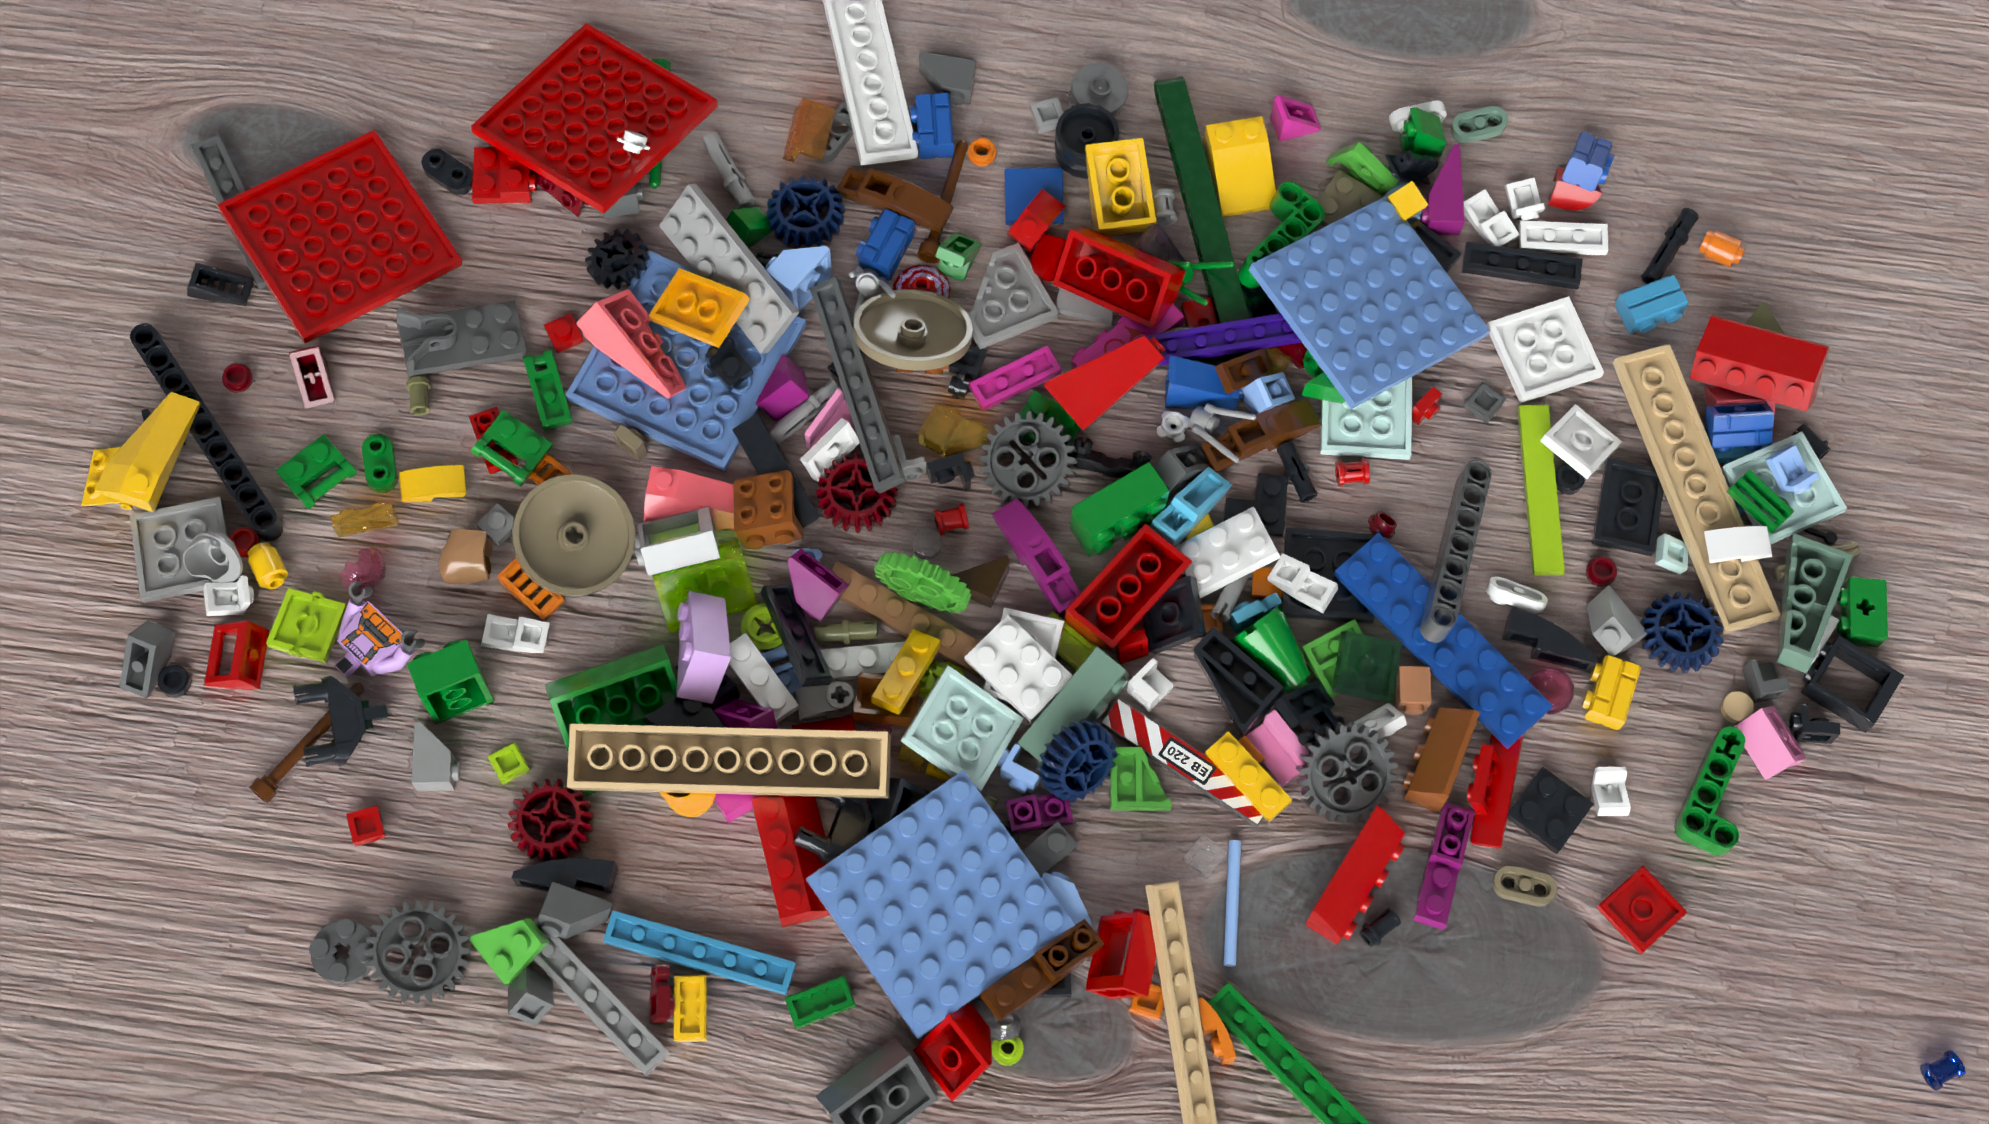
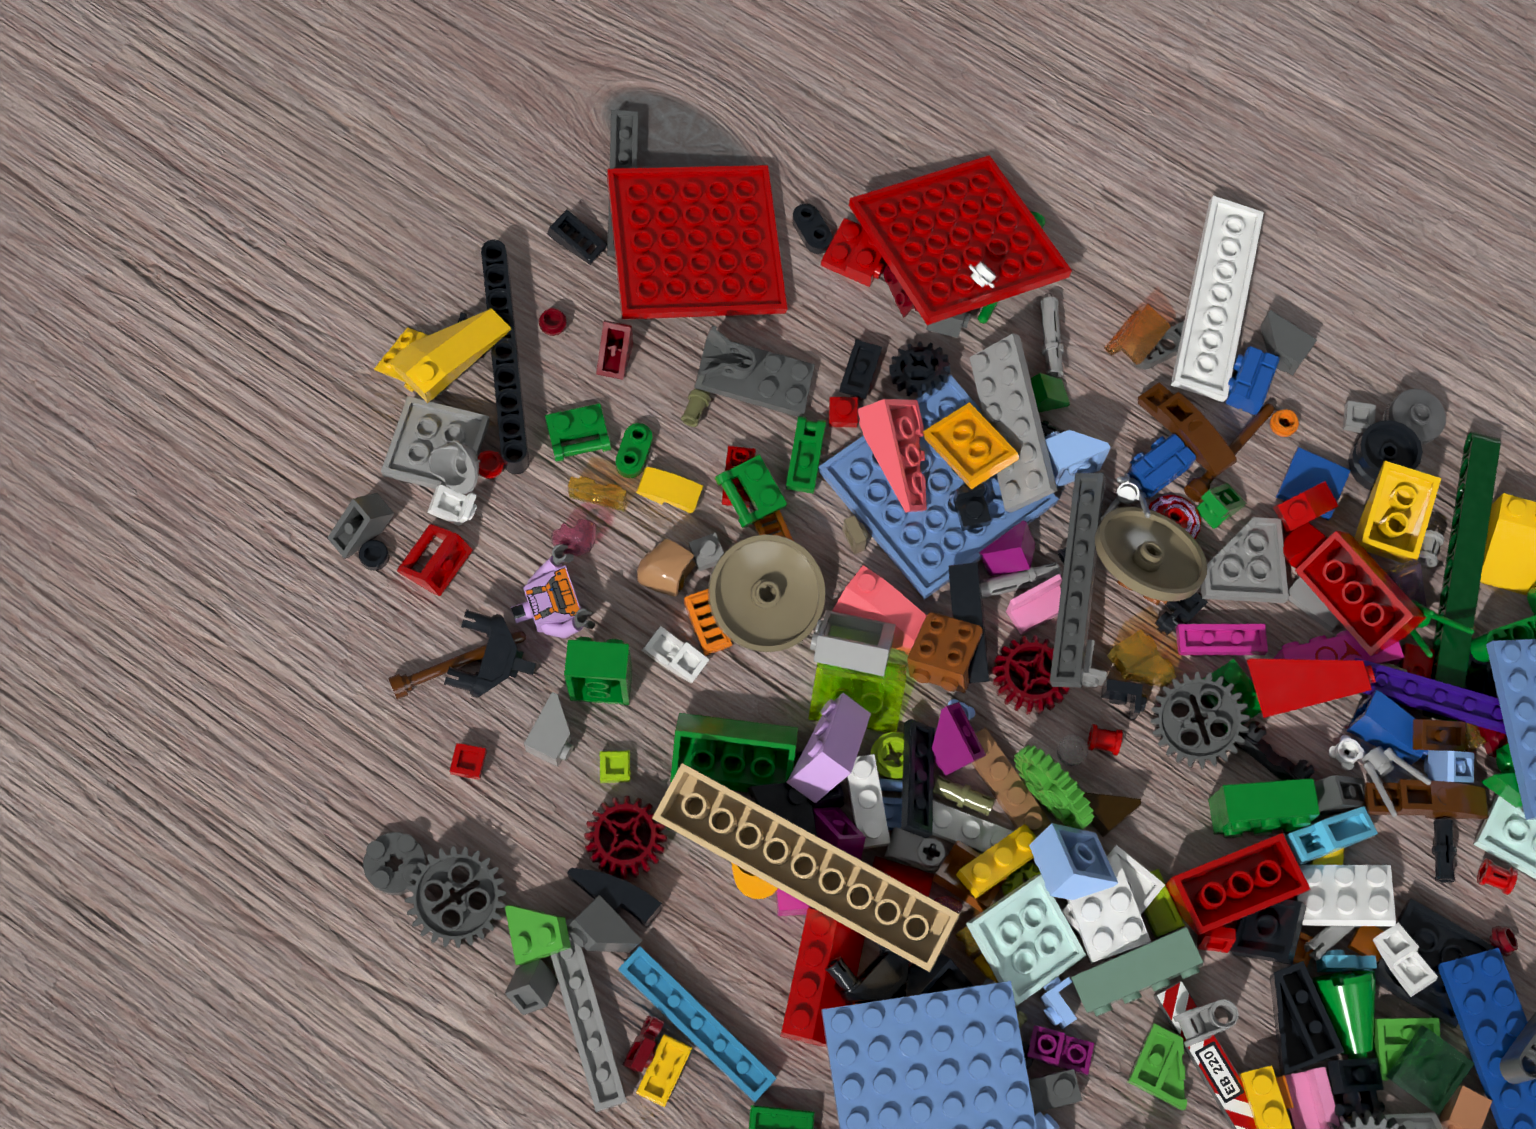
camera: 25 degrees right, 0 degrees up
(267, 566) = (497, 494): yellow brick -> none
(306, 625) = (505, 561): lime plate -> none
(560, 284) = (860, 369): none -> black plate
(802, 225) = (1097, 412): dark blue gear -> none
(832, 446) = (1029, 623): white plate -> none
(969, 640) = (1072, 862): none -> light blue slope
(1038, 553) = (1171, 811): magenta slope -> none
(1077, 760) = (1119, 1022): dark blue gear -> none
(1149, 686) = (1215, 983): white panel -> none
(1151, 726) = (1201, 1023): none -> light grey piece
(1269, 503) = (1405, 864): black plate -> none

